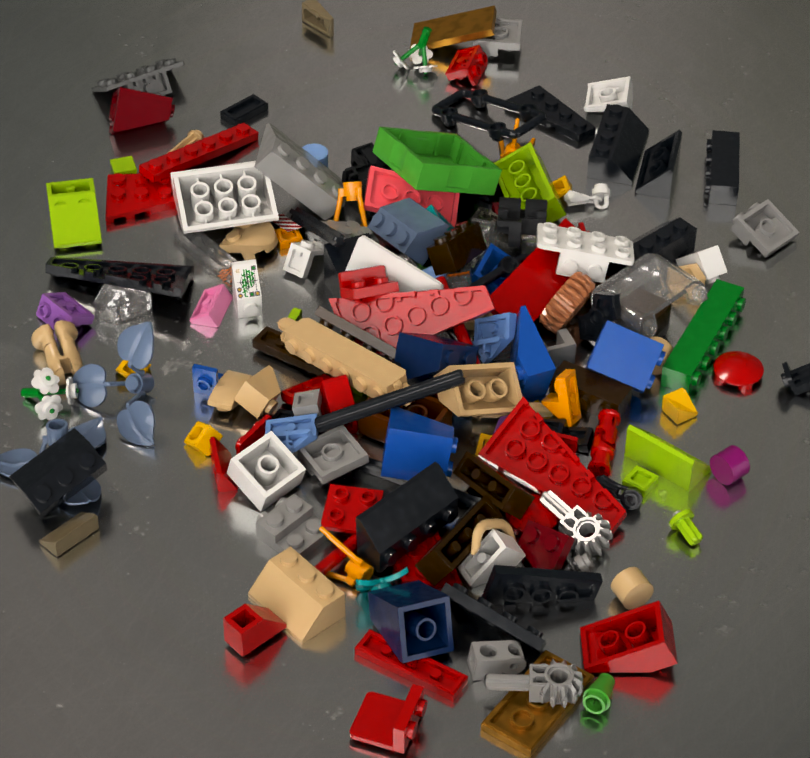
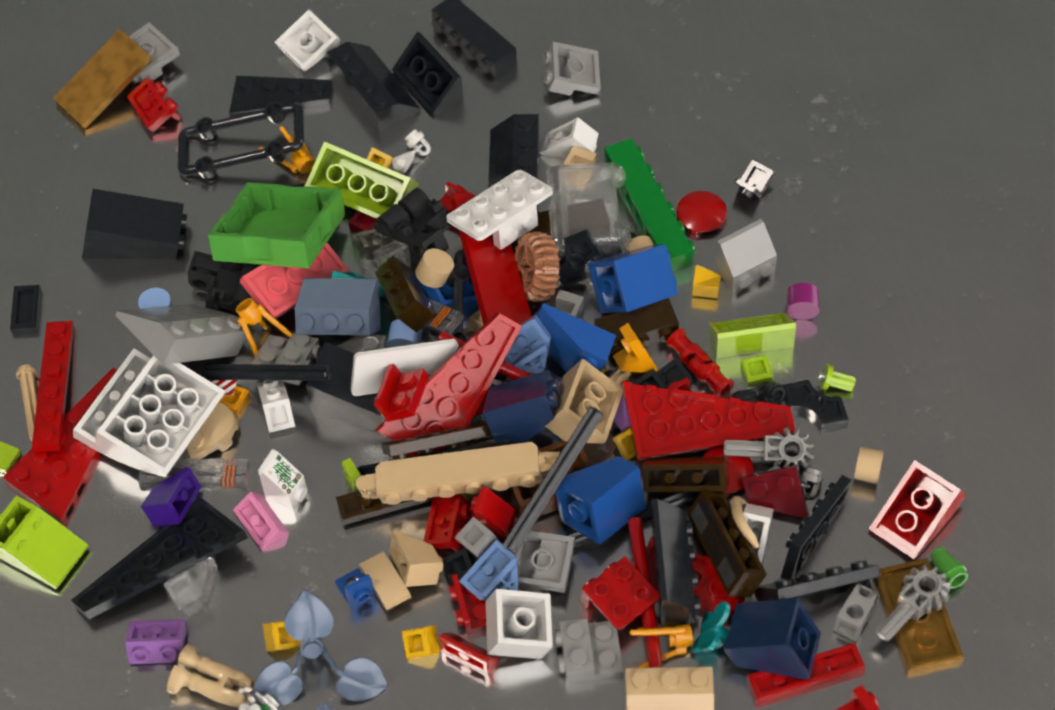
camera: 45 degrees left, 15 degrees up
(176, 251) = (172, 498): none -> dark purple slope
(355, 106) = (132, 227): none -> black slope
(418, 53) = (100, 127): plant -> none
(494, 247) = (434, 268): none -> tan piece
(654, 538) = (826, 409): none -> black tile
(725, 406) = (745, 256): none -> slope

